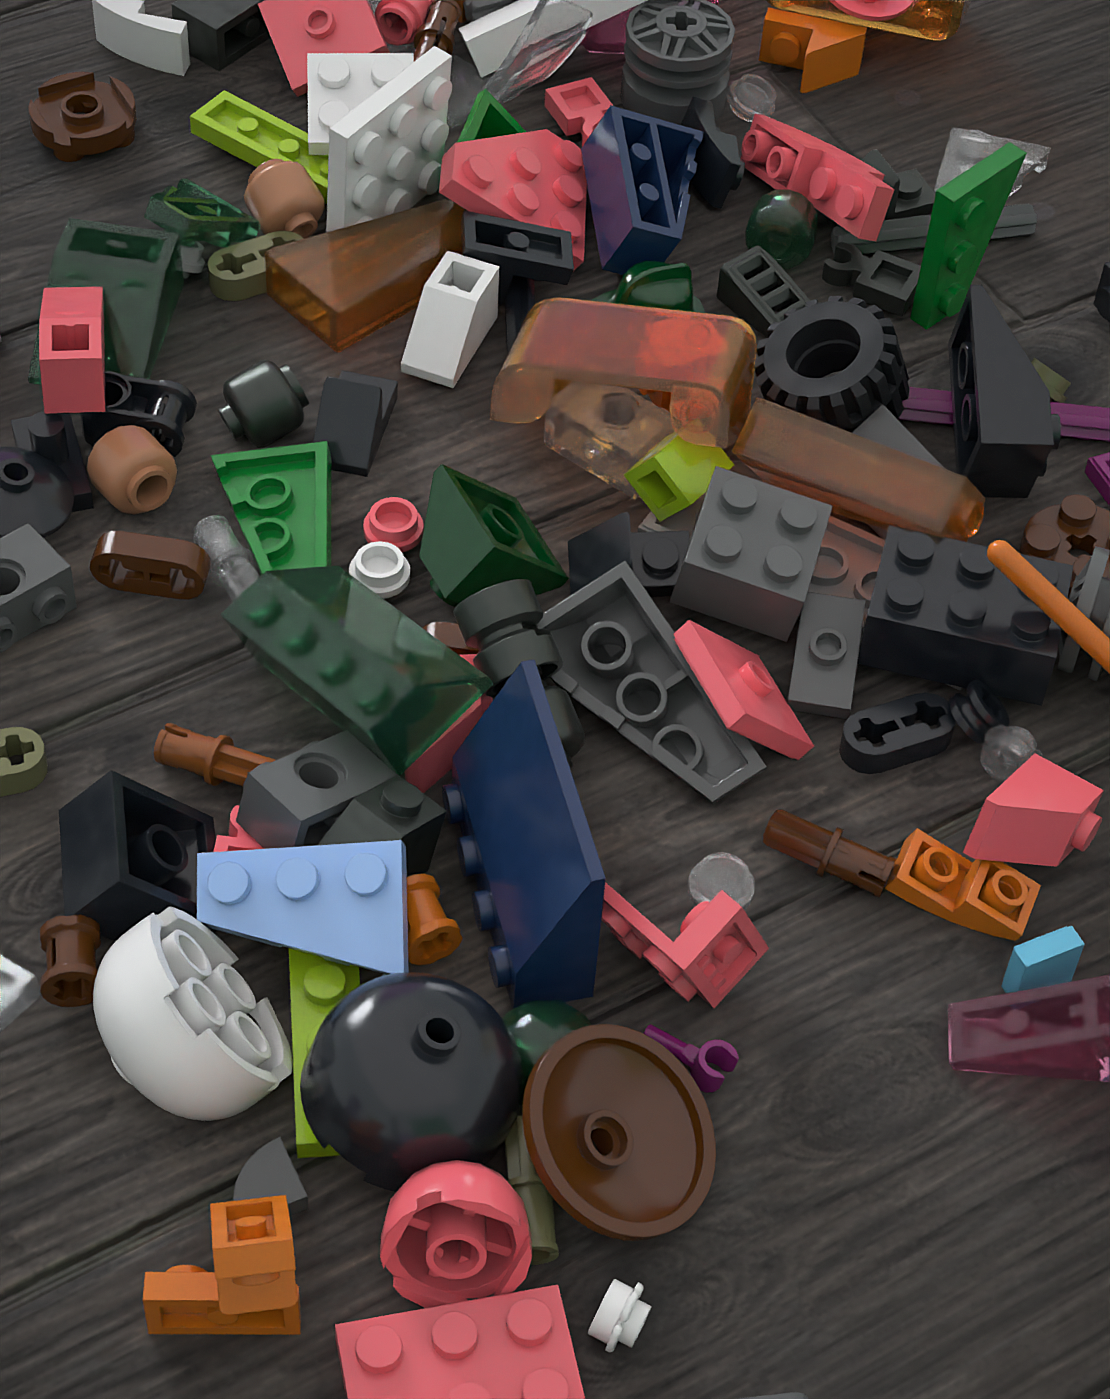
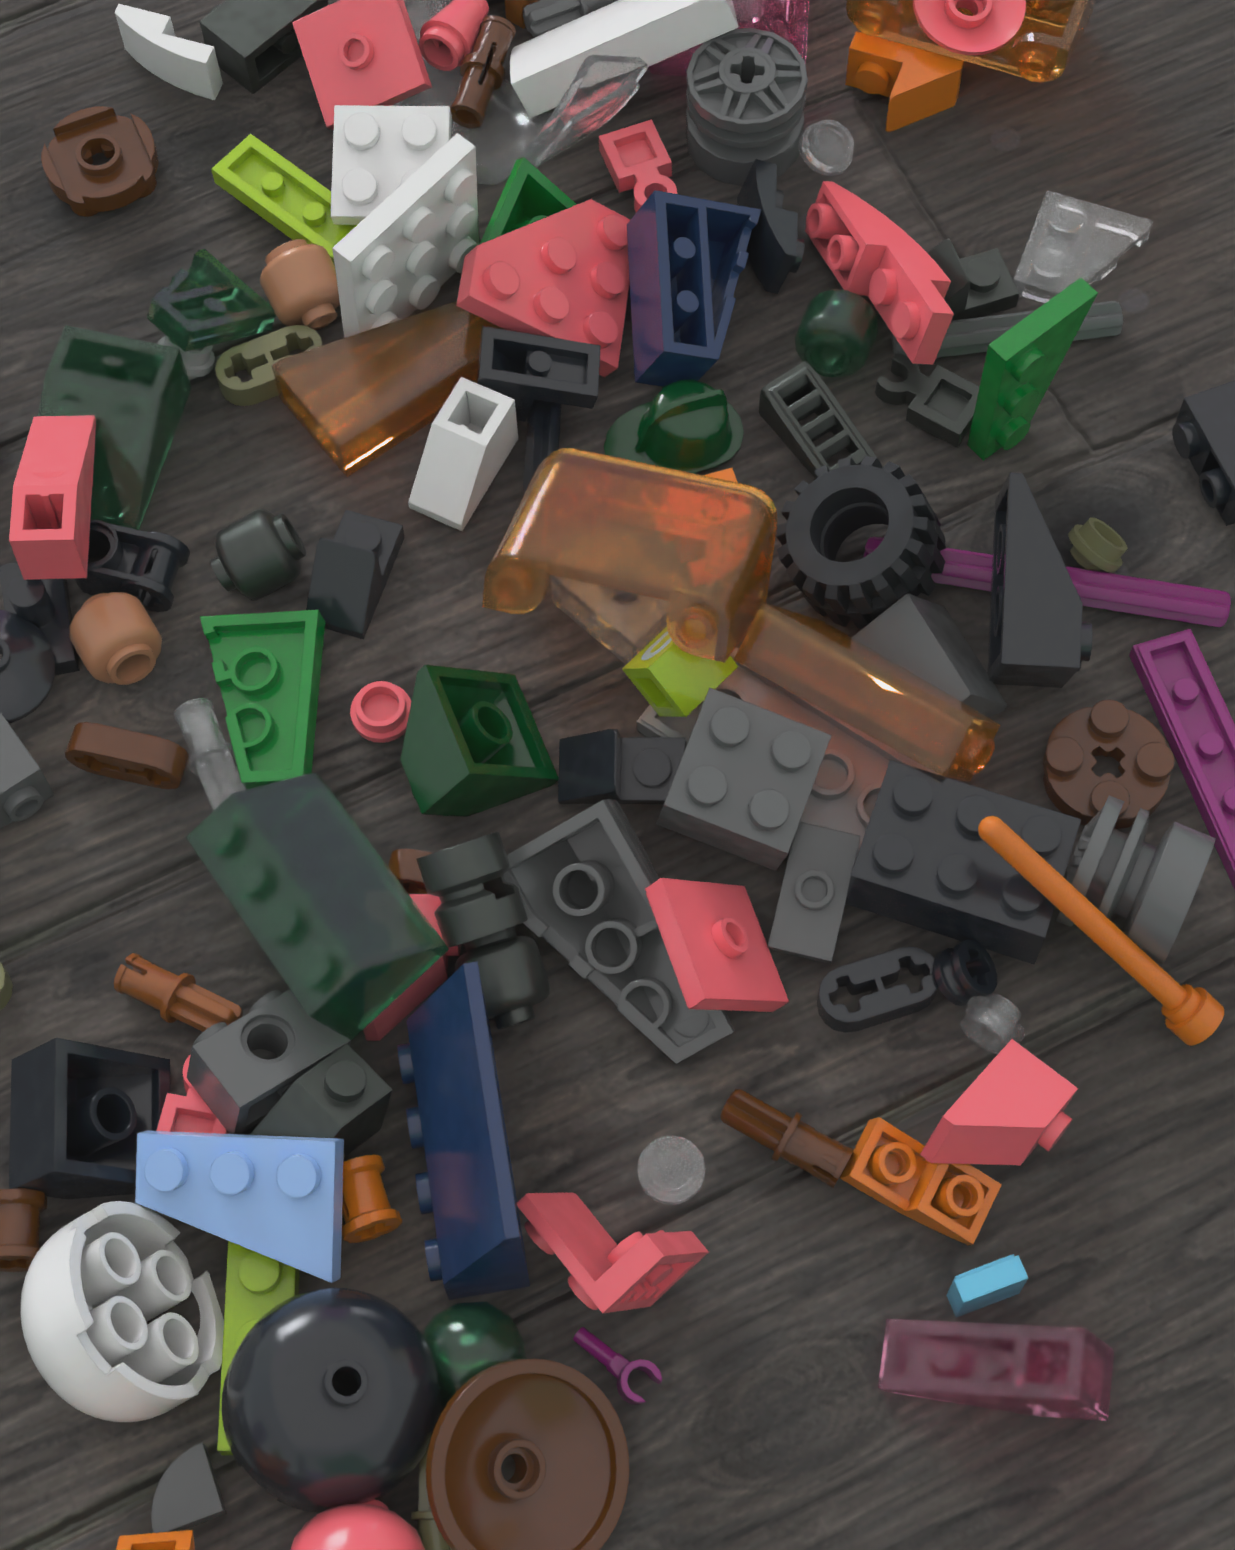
camera: 10 degrees right, 15 degrees up
(381, 568) = (362, 768): white plate -> none

